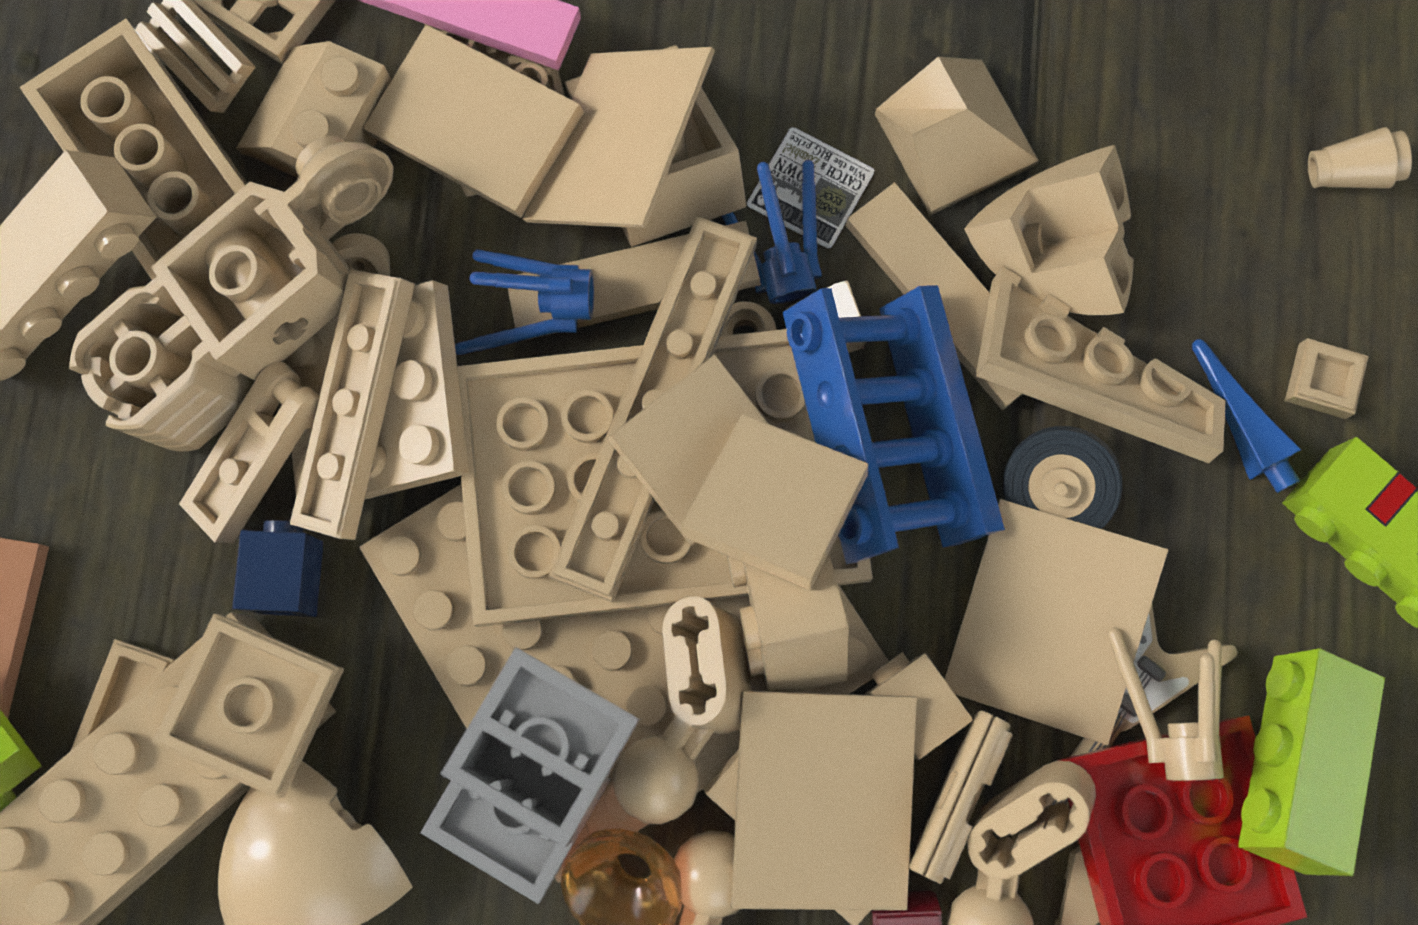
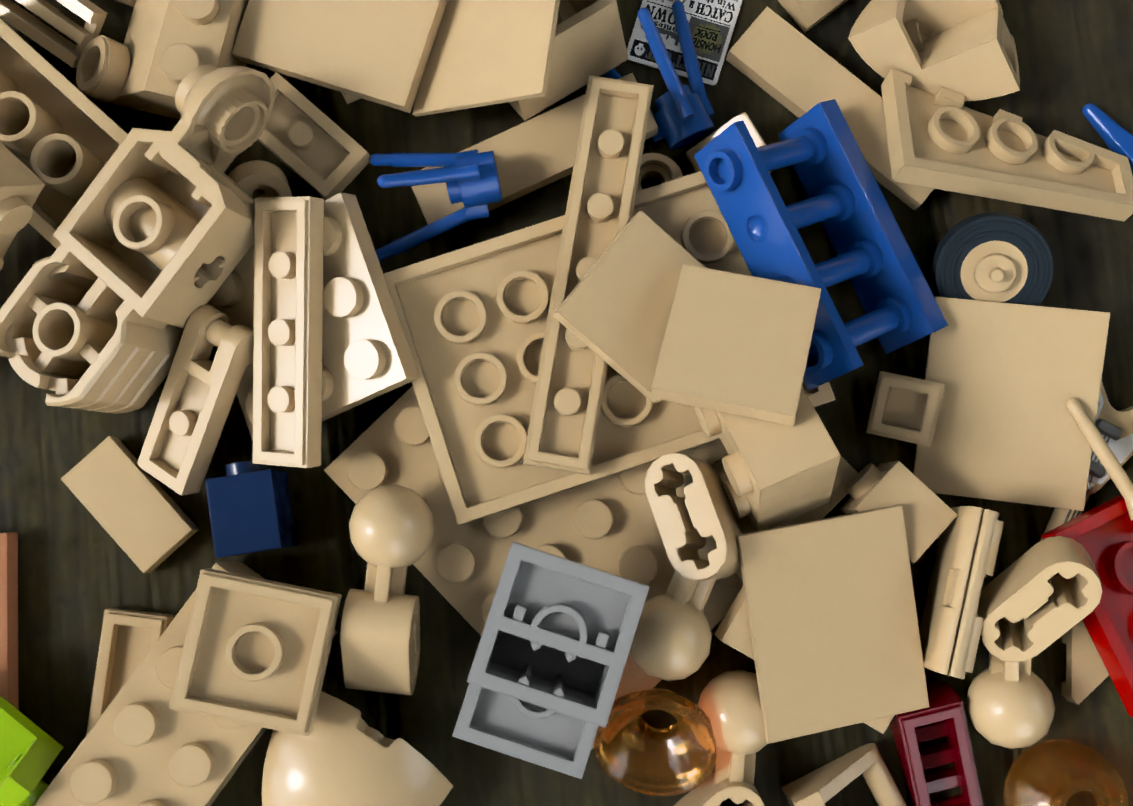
camera: 15 degrees left, 5 degrees up
(163, 542) = (129, 504): none -> tan tile
(238, 118) = (103, 68): none -> tan tile
(376, 706) = (381, 623): none -> tan beam
(420, 225) = (311, 142): none -> tan plate
(949, 605) = (905, 408): none -> tan tile

